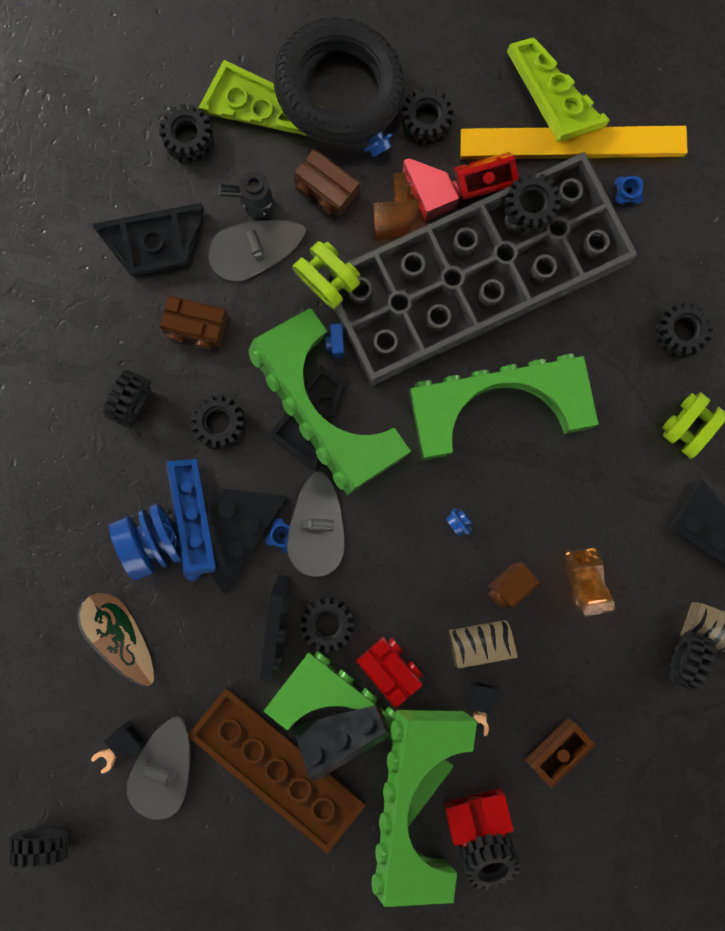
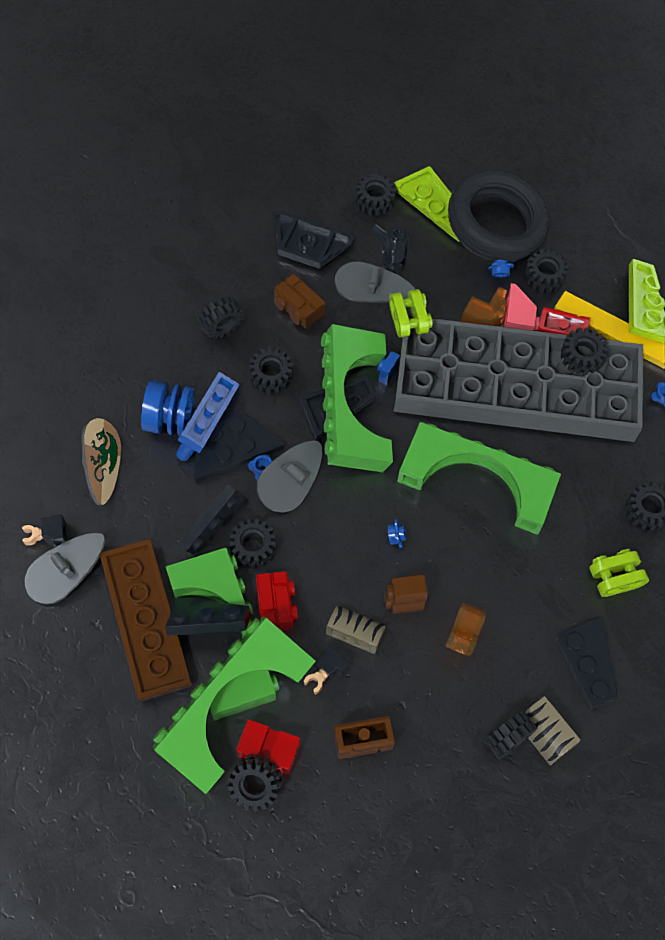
camera: 30 degrees right, 20 degrees down
(326, 184) = (448, 271): reddish brown brick -> none

